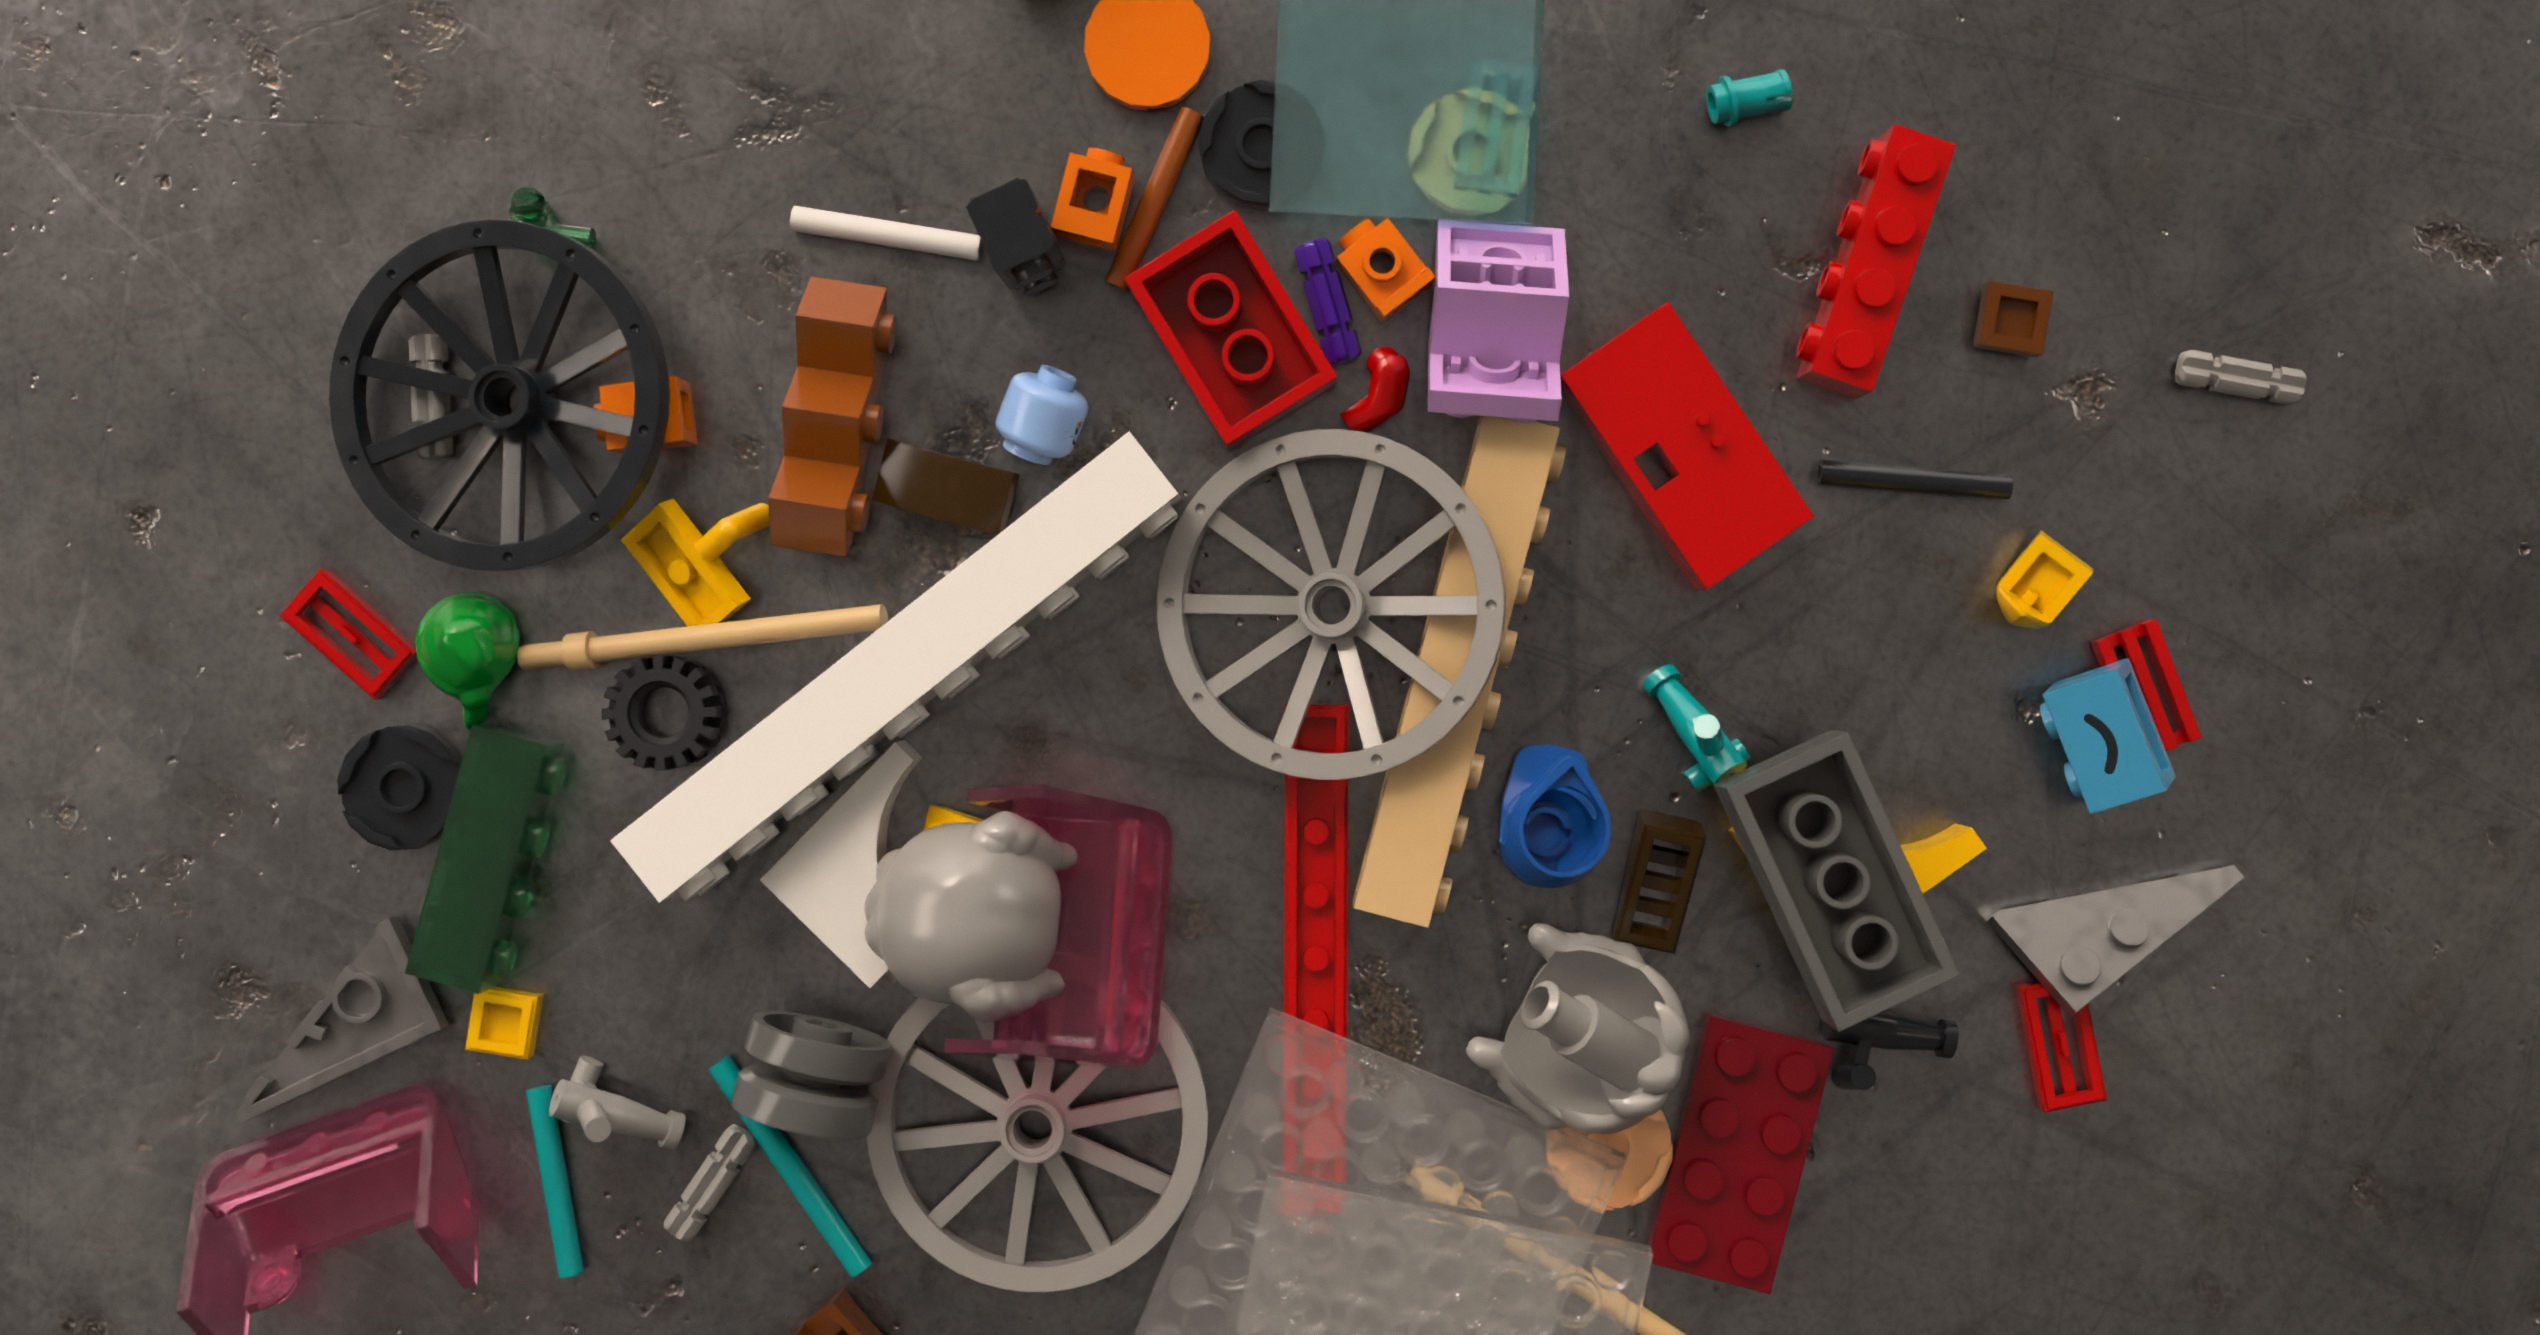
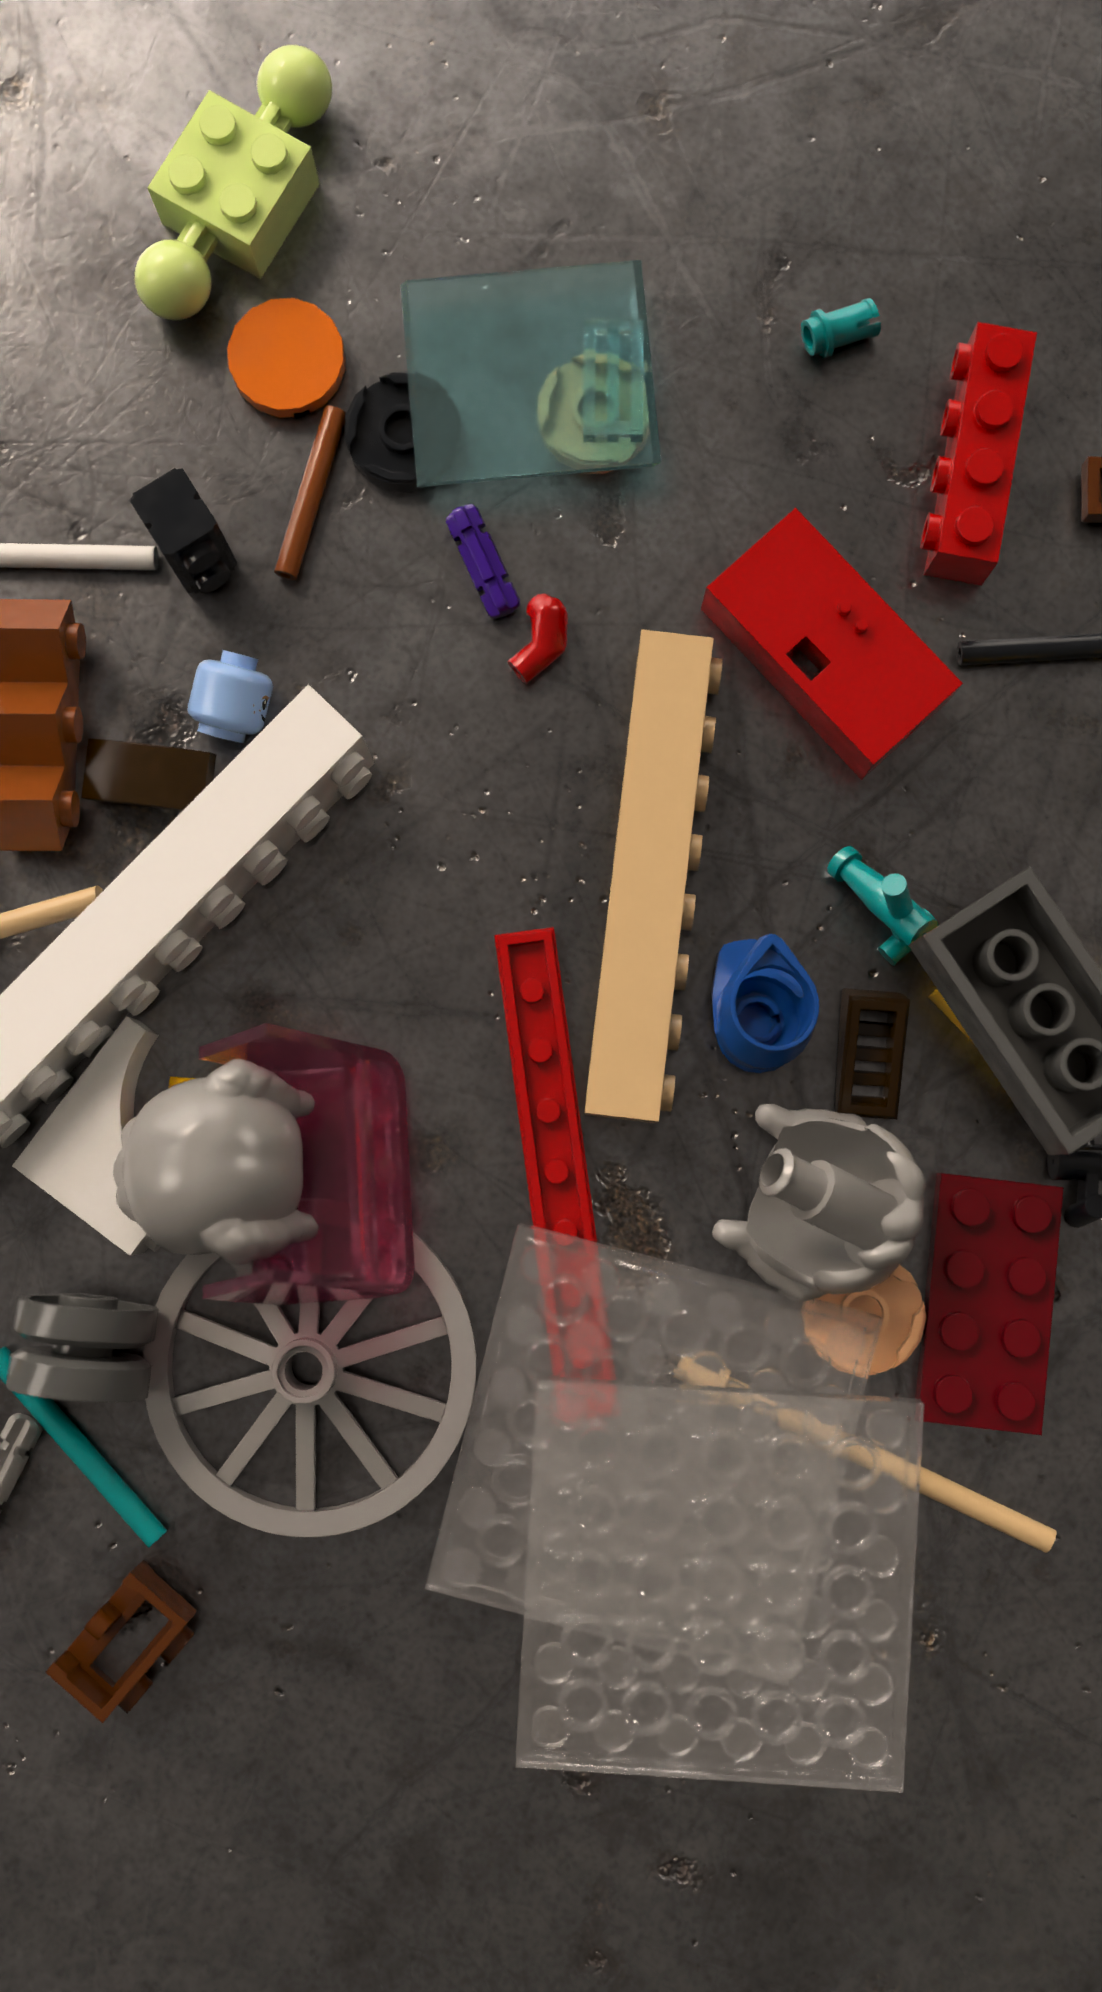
camera: 10 degrees left, 5 degrees down
(1085, 174) = (242, 478): orange brick -> none
(1206, 512) = (459, 699): light grey wheel -> none
(1231, 330) = (395, 592): red brick -> none
(1388, 291) = (534, 541): orange brick -> none
(1497, 321) = (641, 552): lavender bracket -> none

